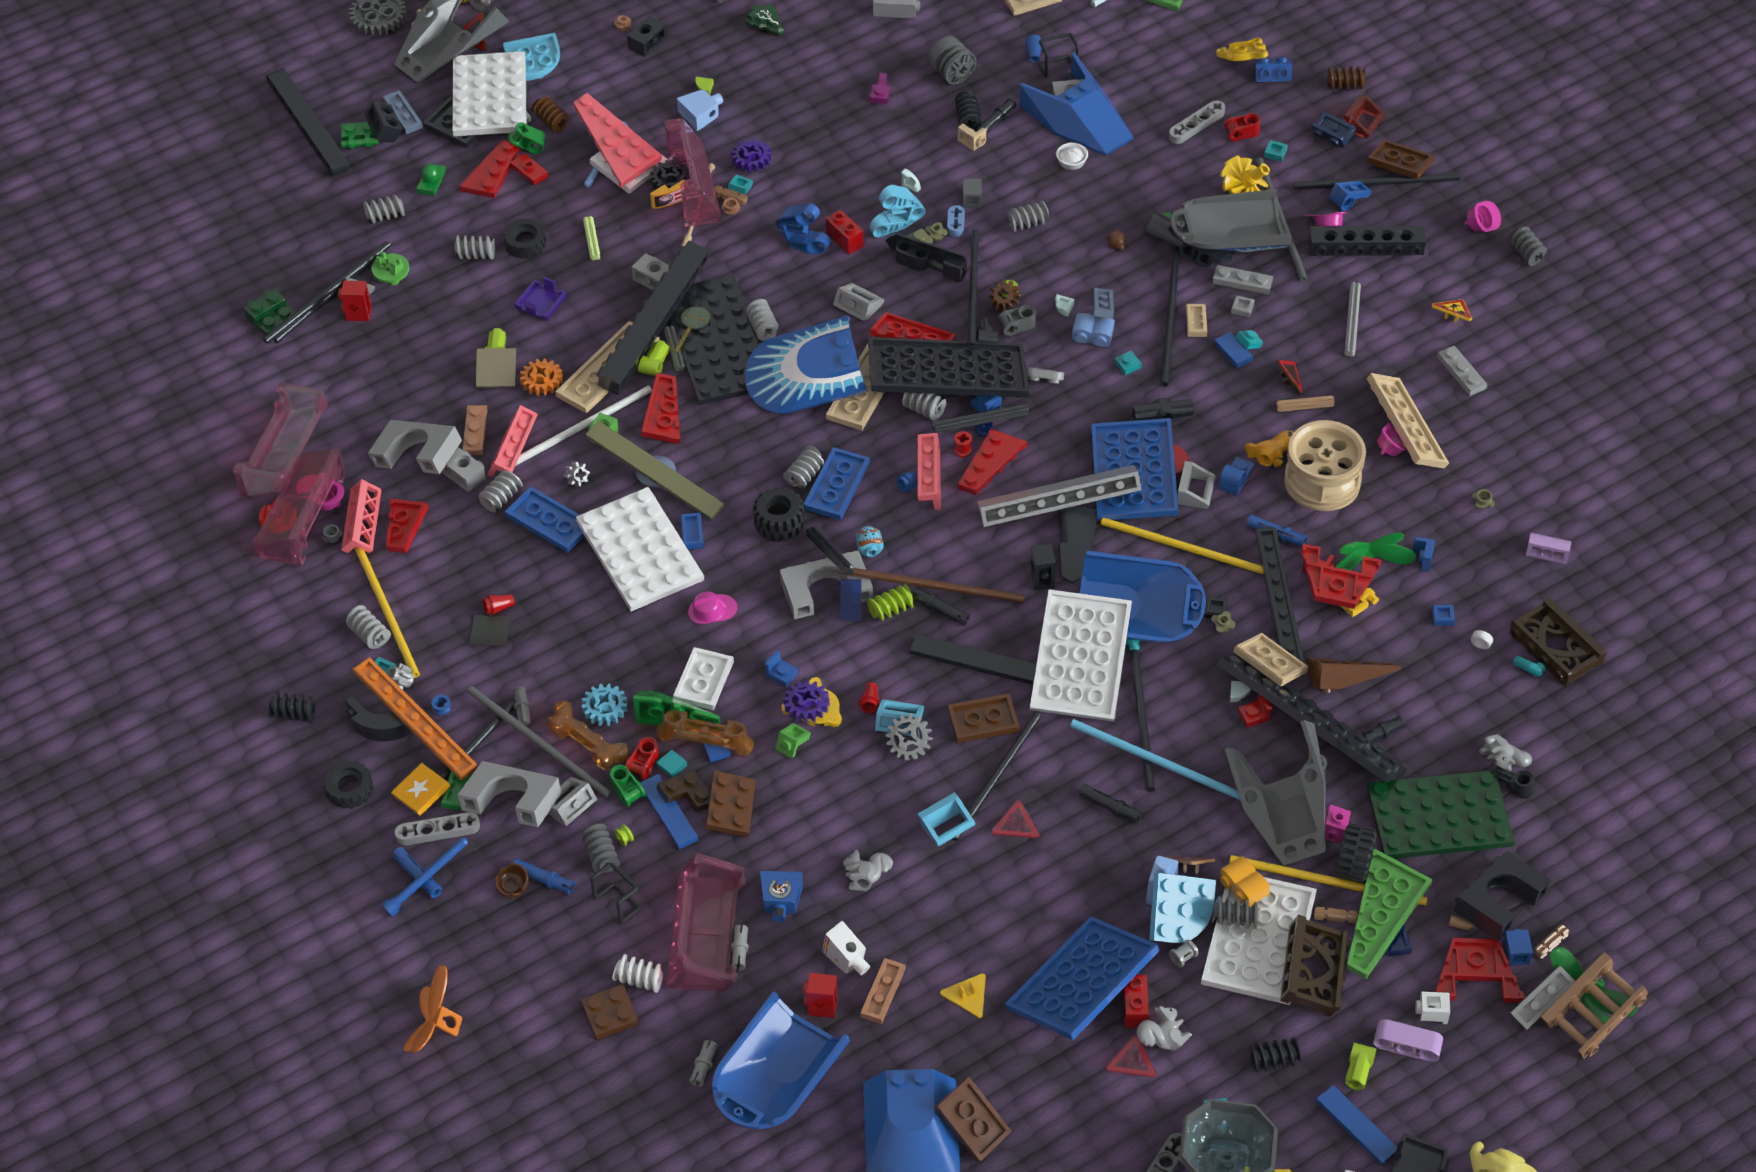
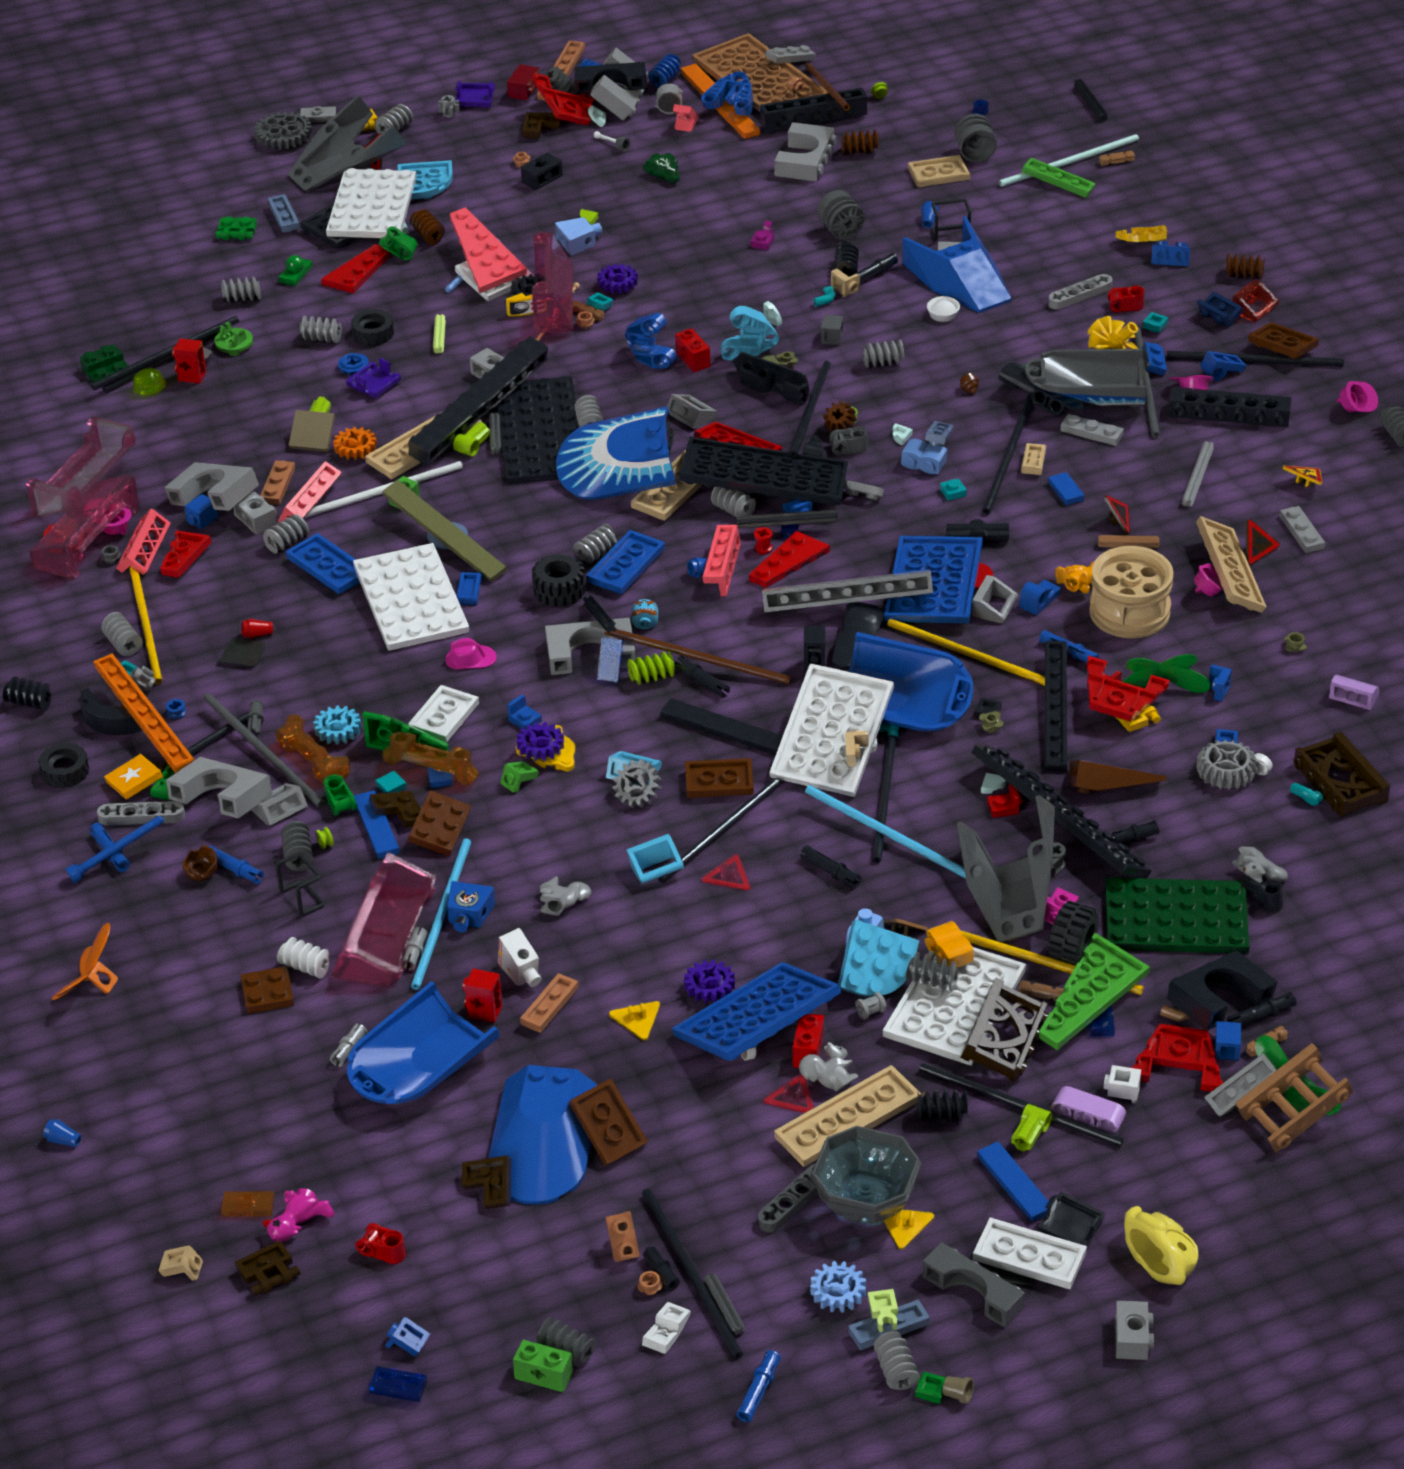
camera: 10 degrees right, 10 degrees down
(307, 122) = (188, 213): black beam -> none
(318, 328) = (148, 382): none -> clear neon green hat
(383, 121) = (261, 217): black brick -> none
(409, 475) = (200, 512): none -> blue brick
(519, 277) = (359, 360): none -> blue gear
(529, 169) = (394, 271): red plate -> none
(571, 474) = (363, 531): light grey gear -> none
(642, 762) = (363, 774): red piece -> none
(662, 412) = (467, 484): red wing -> none
(693, 319) = (520, 408): piece -> none
(755, 905) = (440, 916): none -> medium azure piece
(869, 700) = (606, 748): red cone -> none
(958, 154) = (826, 298): none -> teal arm
(960, 221) = (807, 356): medium blue beam -> none
(1028, 946) = (709, 981): none -> dark purple gear
(1107, 677) = (854, 741): none -> tan bracket
(1189, 1076) = (861, 1105): none -> tan plate
(1242, 306) = (1086, 452): light grey tile -> none
(1249, 339) = (1084, 480): teal plate -> none
(1271, 659) = (1030, 755): tan tile -> none
(1285, 194) = (1154, 358): none -> blue plate
(1342, 1040) = (1019, 1103): none -> black piece
(1427, 392) = (1258, 542): none -> piece
(1451, 638) = (1226, 764): none -> light grey gear
(1546, 906) = (1270, 1007): none -> black pin

